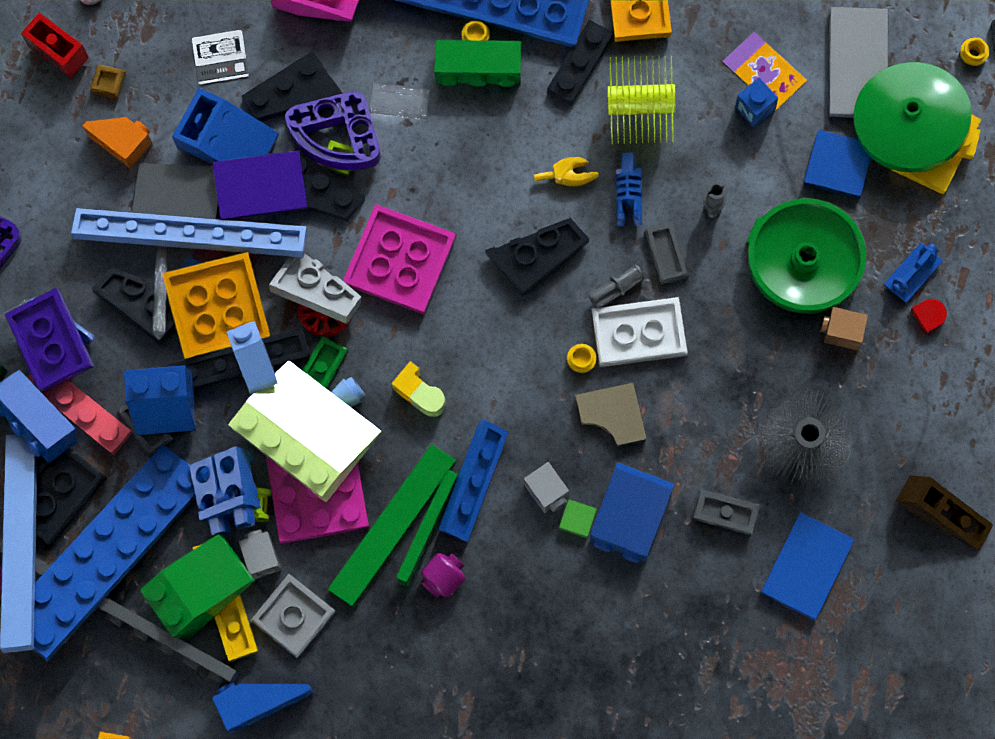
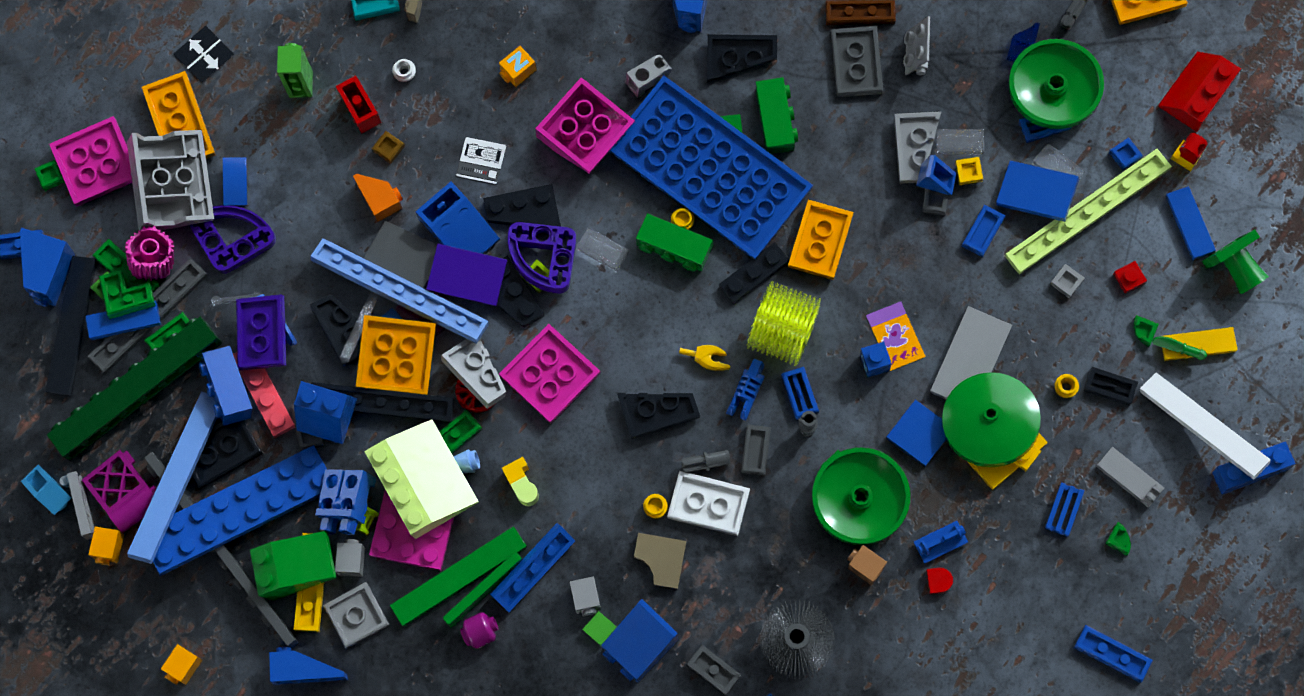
camera: 25 degrees right, 0 degrees up
(252, 357) = (404, 407): medium blue slope -> none
(675, 175) = (793, 373): none -> blue tile

